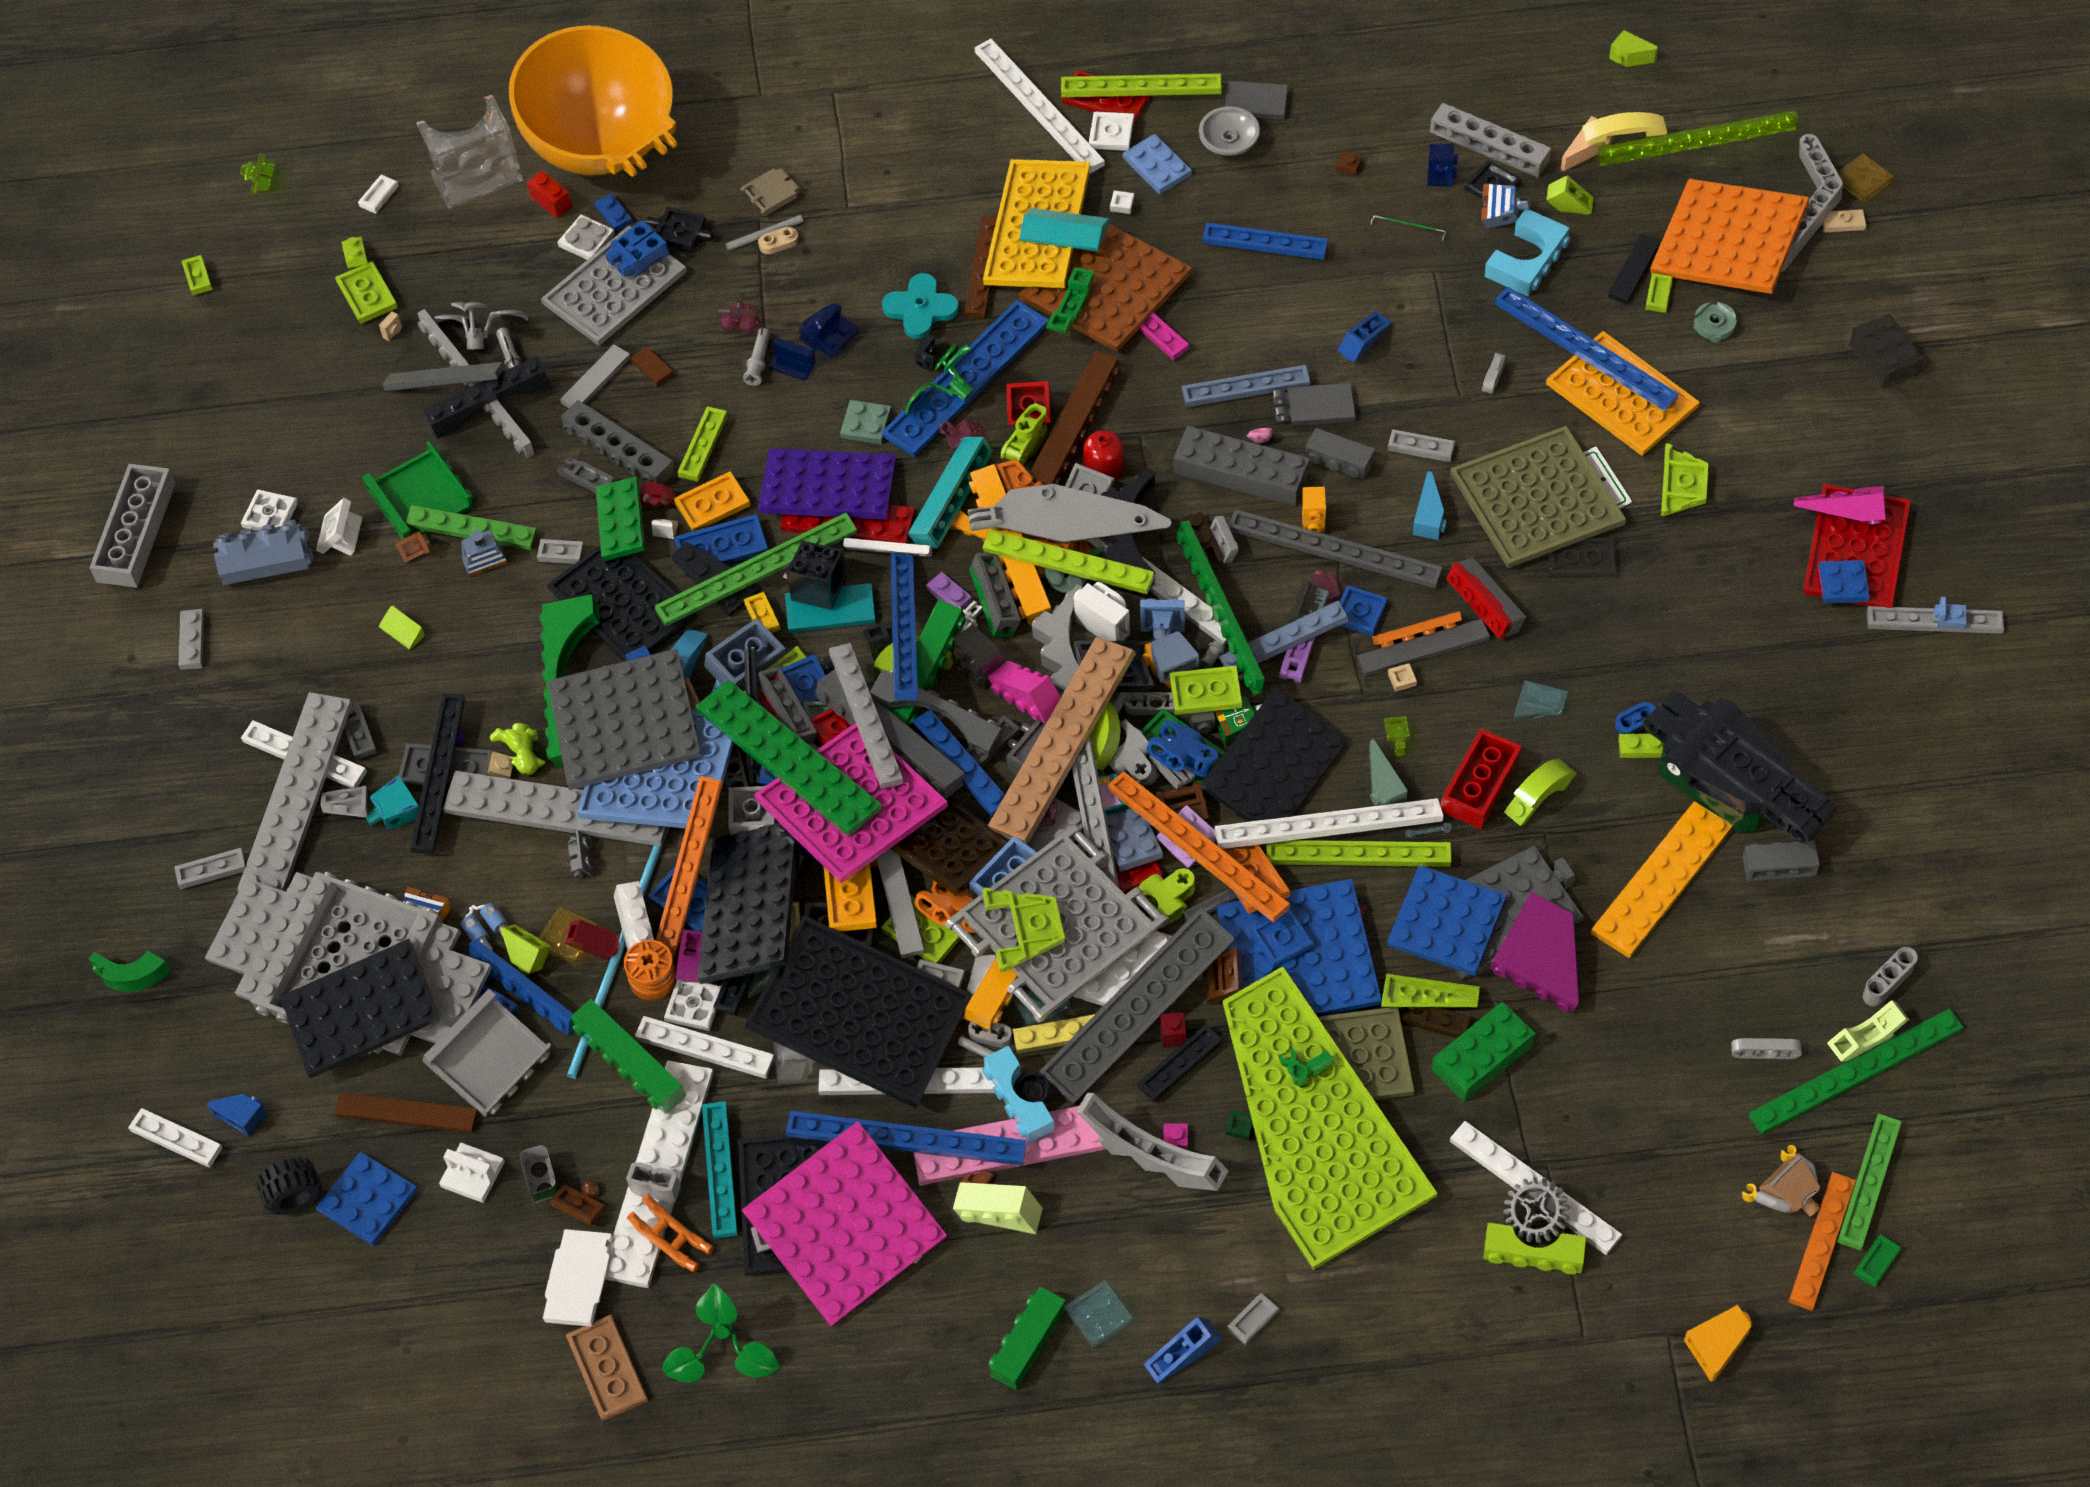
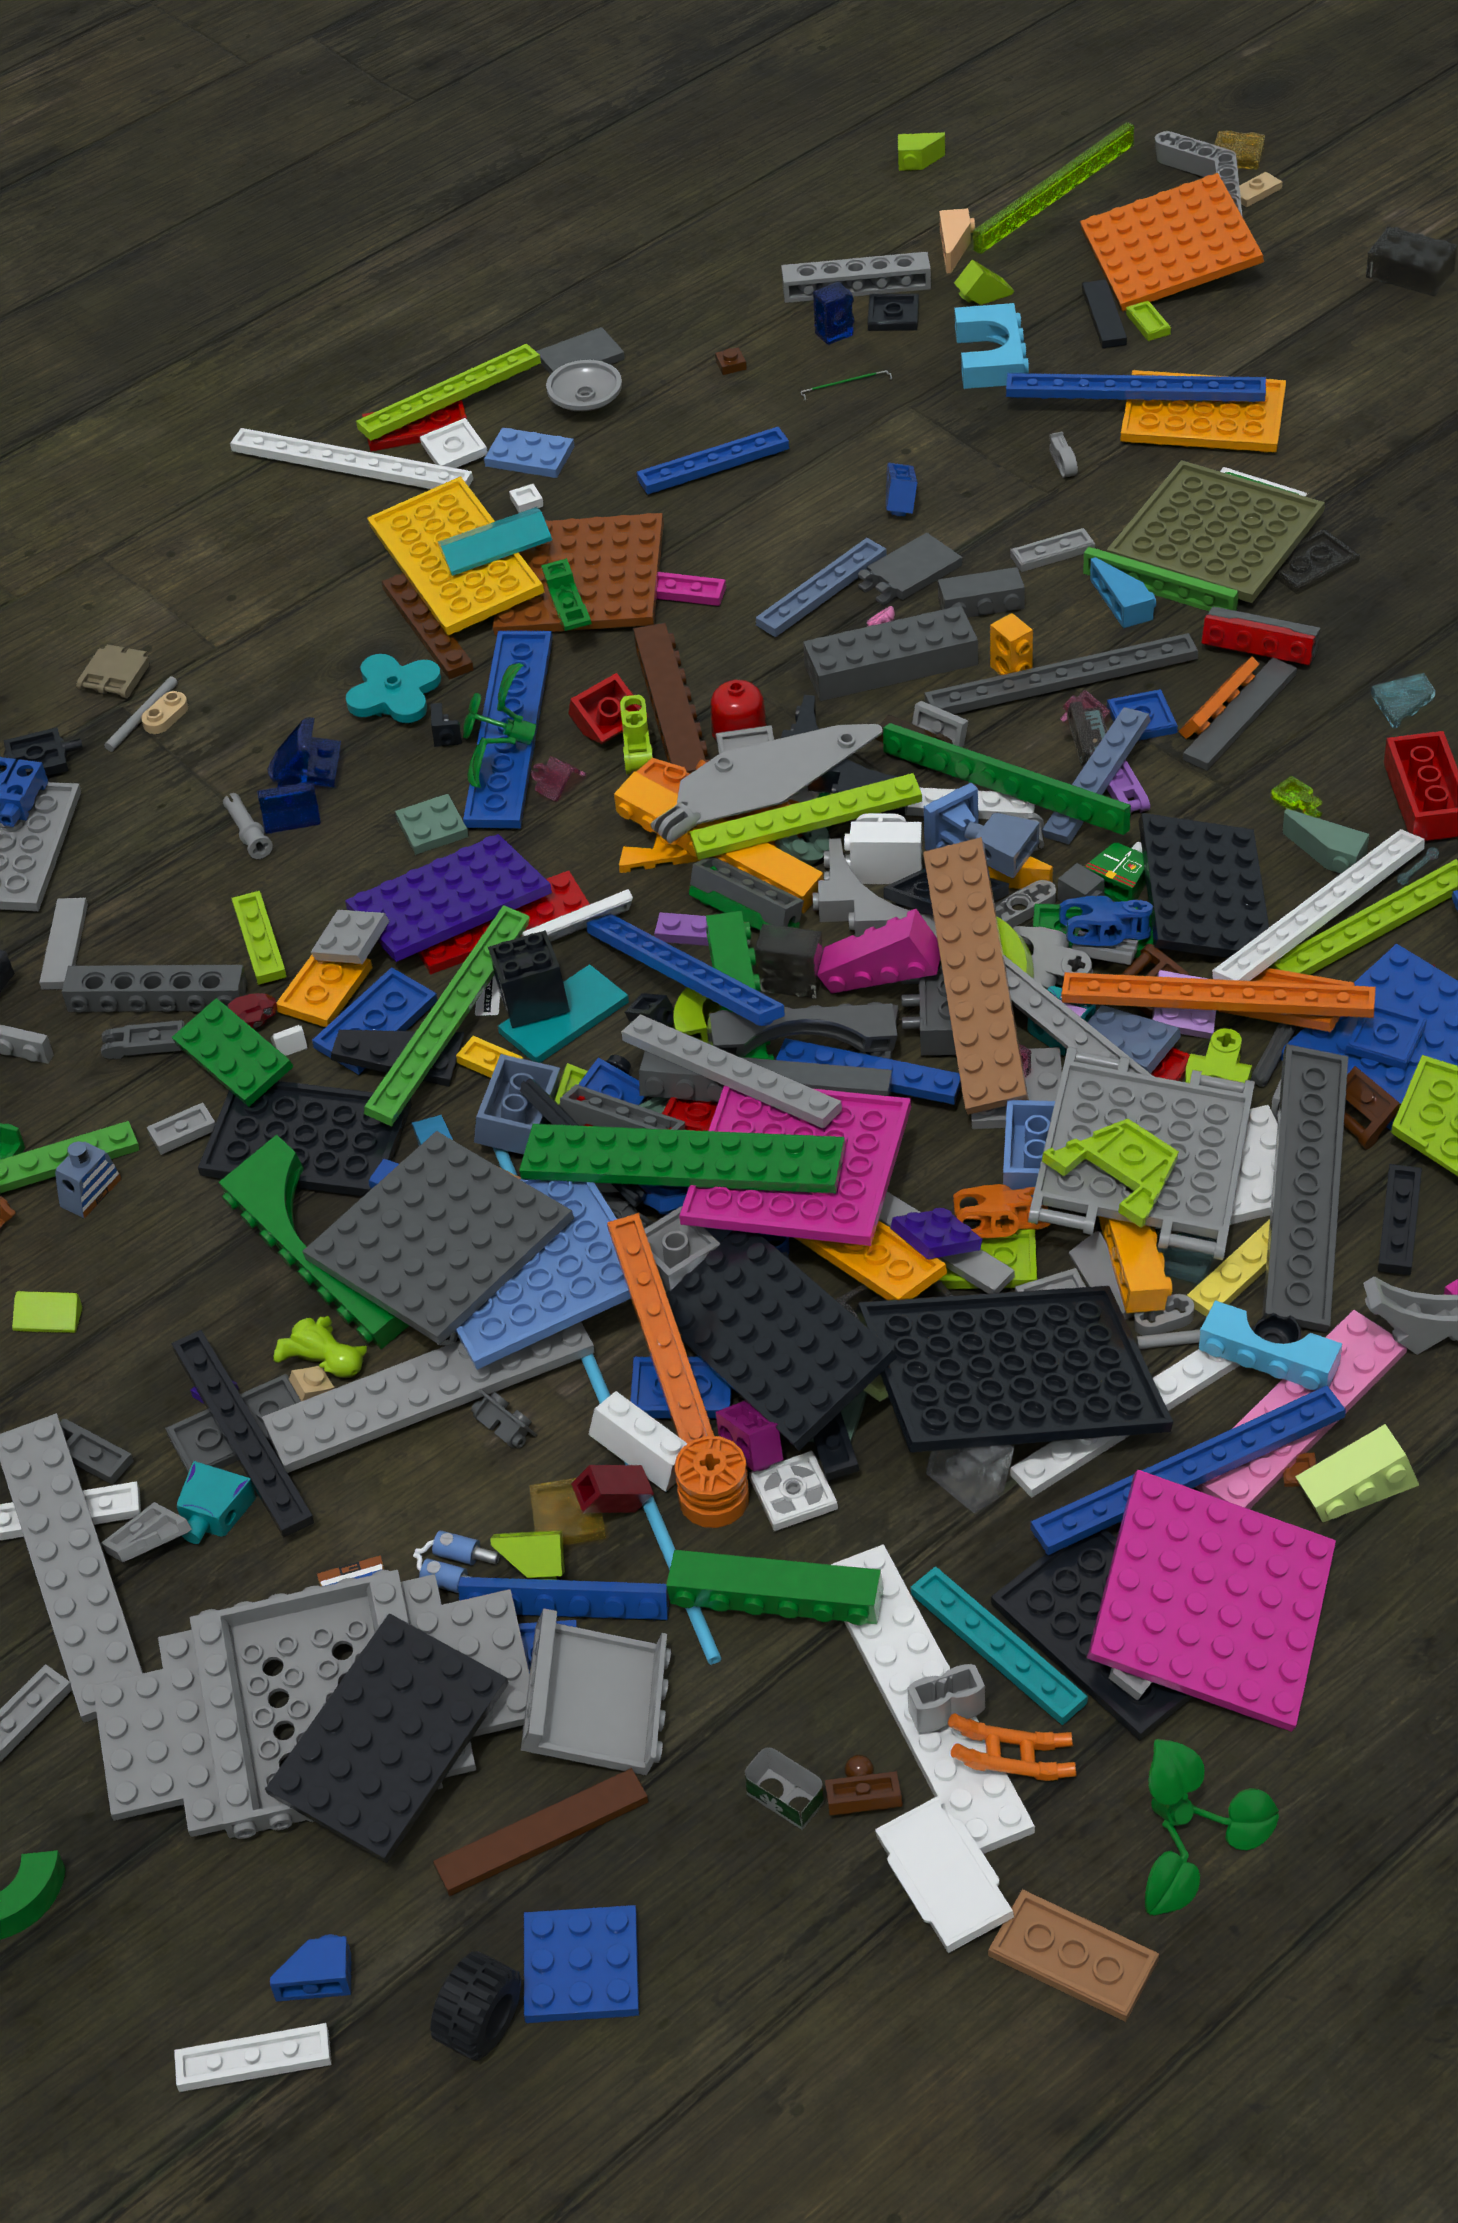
camera: 35 degrees left, 10 degrees down
(470, 1171) = (691, 1845): white bracket -> none
(652, 366) = (123, 898): reddish brown tile -> none
(705, 1047) = (854, 1525): white plate -> none
(738, 312) = (185, 796): clear pink hips -> none
(744, 479) = (350, 936): none -> light grey plate
(892, 898) = (936, 1233): none -> dark purple plate
(950, 492) = (598, 831): teal brick -> none
(951, 847) = (950, 1155): dark brown plate -> none
(1172, 1029) = (1362, 1190): dark red brick -> none
(1205, 690) = (1072, 855): lime plate -> none
(1402, 677) = (1249, 747): tan plate -> none
(1466, 520) = (1168, 583): none -> bright green plate
(1501, 205) = (928, 316): torso -> none
(1624, 124) = (964, 211): light yellow slope -> none
(1683, 481) = (1338, 450): lime wing -> none
(1711, 330) = (1235, 323): sand green plate -> none

